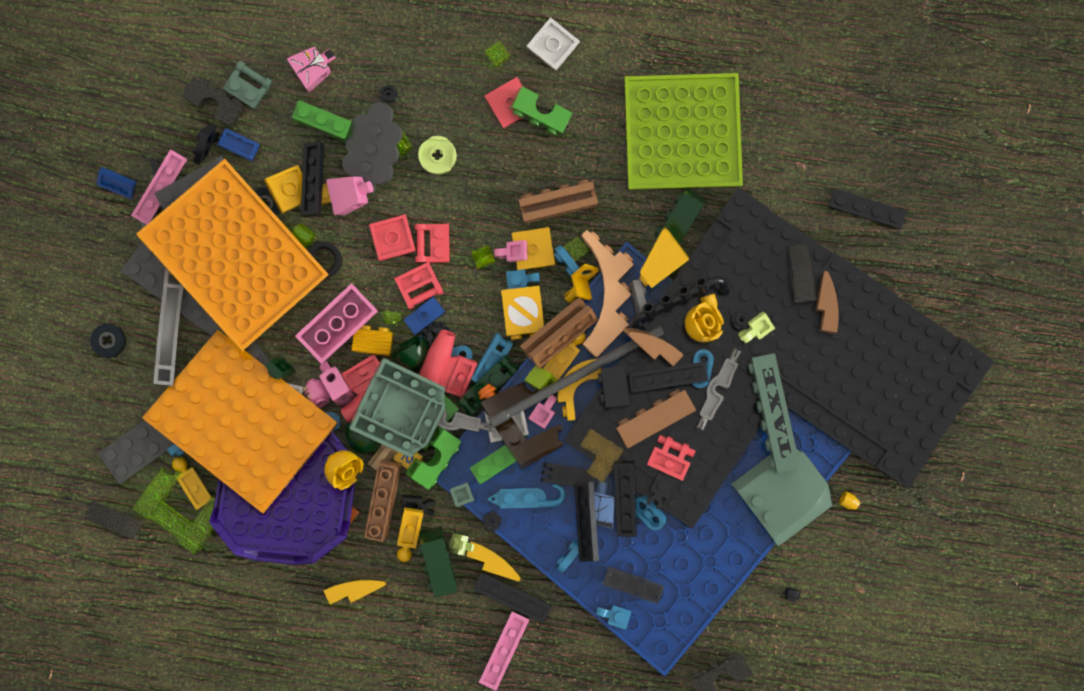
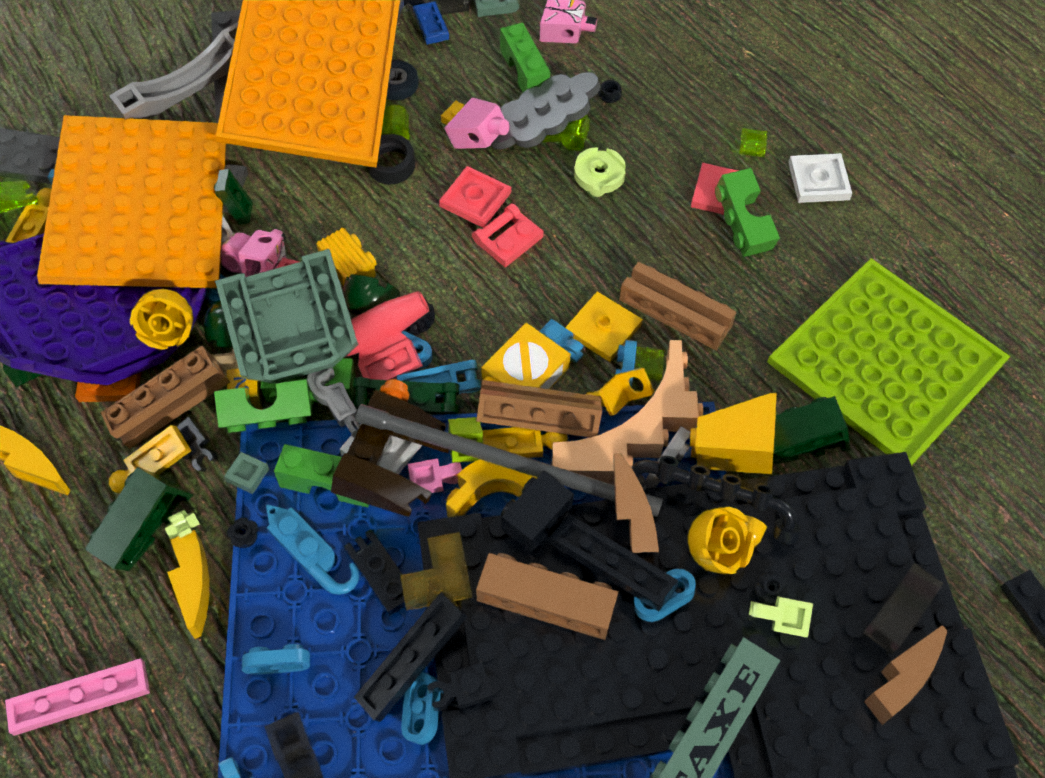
camera: 45 degrees right, 25 degrees down
(107, 330) = (123, 64): black bush -> none
(286, 188) = (431, 83): yellow plate -> none
(312, 179) = (458, 90): black plate -> none
(336, 323) = (332, 204): bright pink slope -> none
(392, 317) = (391, 255): clear neon green plate -> none
(416, 279) = (452, 247): coral plate -> none
(424, 316) = (432, 286): blue plate -> none
(483, 257) = (542, 286): clear neon green plate -> none
(512, 597) = (162, 647): black plate -> none
(514, 251) = (579, 304): bright pink plate -> none
(586, 522) = (333, 630): black plate -> none
(604, 505) = (368, 636): medium blue torso -> none
(669, 463) = (507, 664): coral plate -> none
(713, 398) = (643, 647): light grey piece -> none

